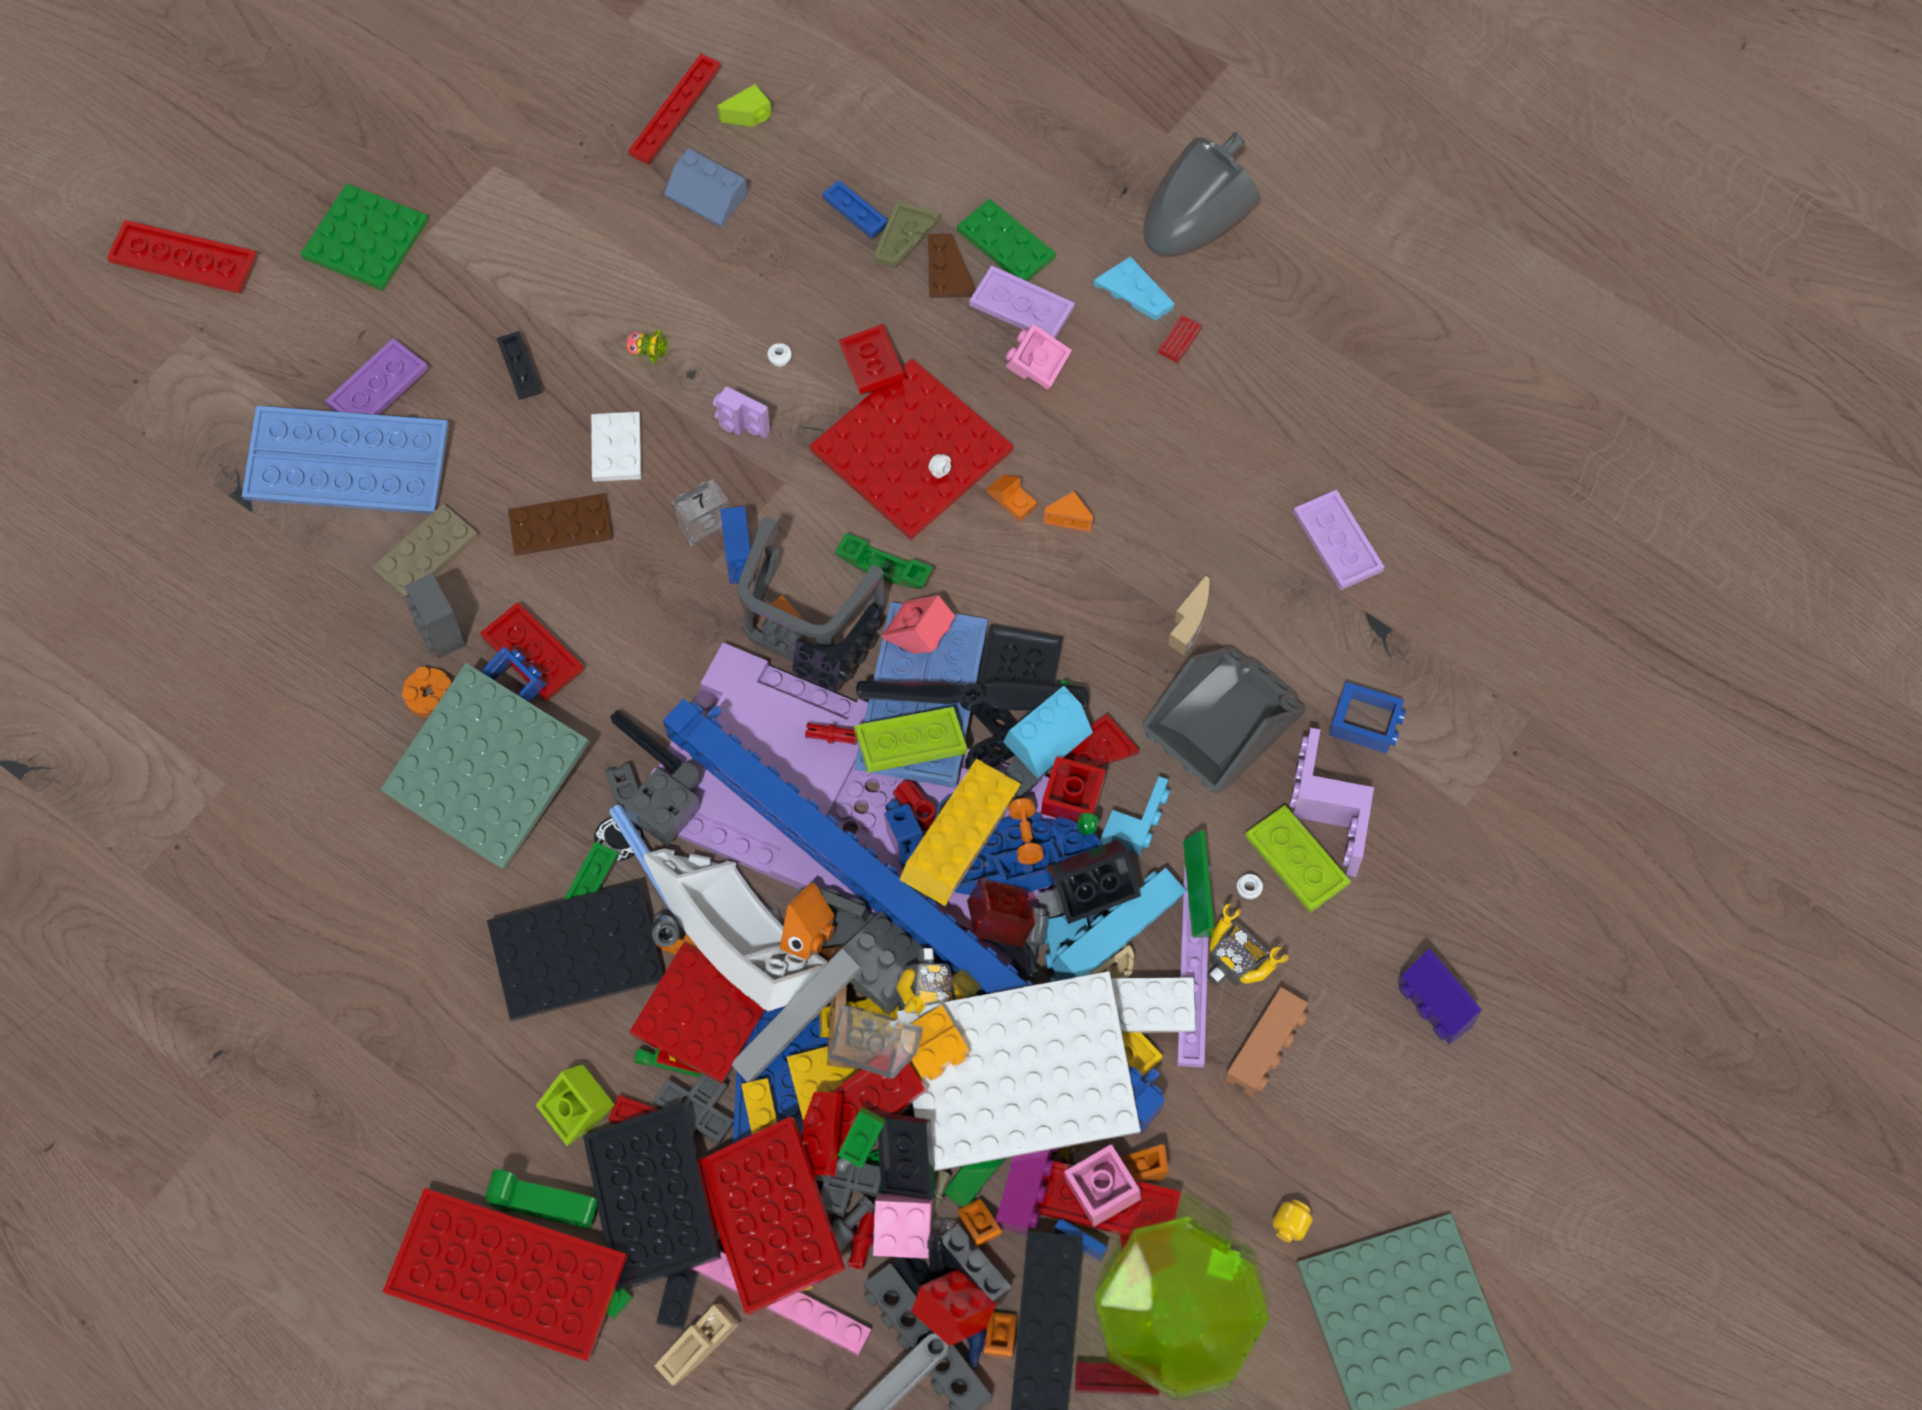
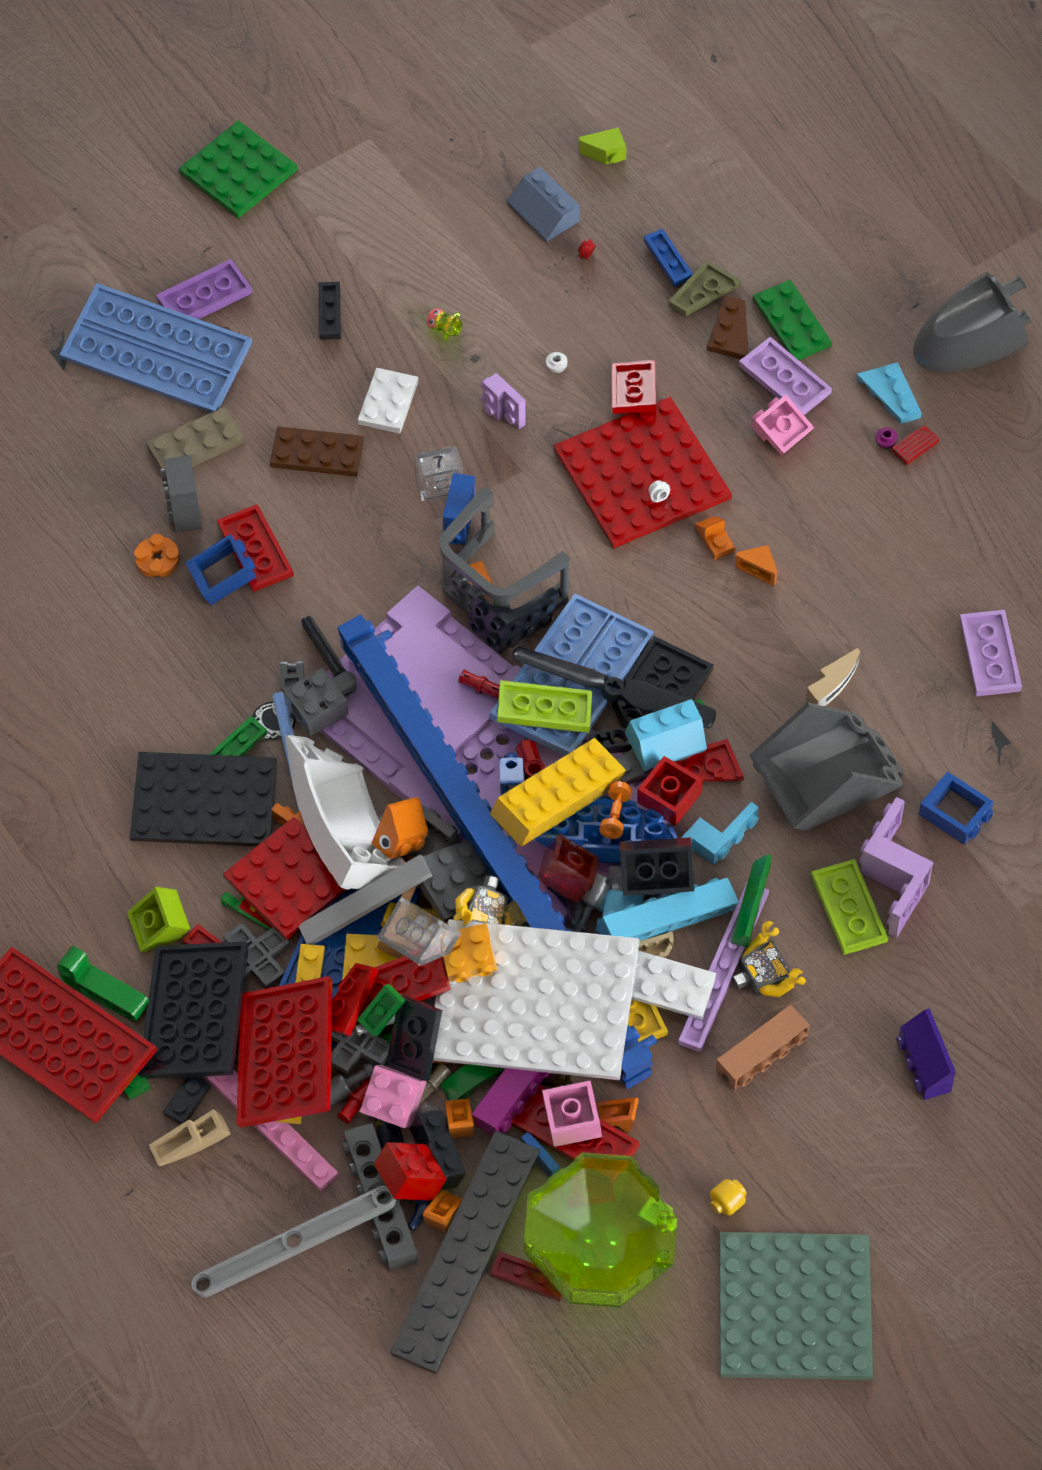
camera: 20 degrees right, 5 degrees down
(182, 256) = (79, 144): red plate -> none
(485, 766) = (182, 628): sand green plate -> none
(664, 929) = (280, 800): dark grey piece -> none
(674, 109) = (542, 131): red plate -> none
(766, 223) = (586, 248): none -> red plate
(895, 570) = (579, 560): green slope -> none
(919, 624) = (591, 617): coral slope -> none
(936, 1256) = (412, 1126): black axle -> none
(1087, 823) = (670, 818): green hinge -> none
(1148, 345) = (885, 442): none -> magenta plate
(1249, 879) = (798, 911): white plate -> none

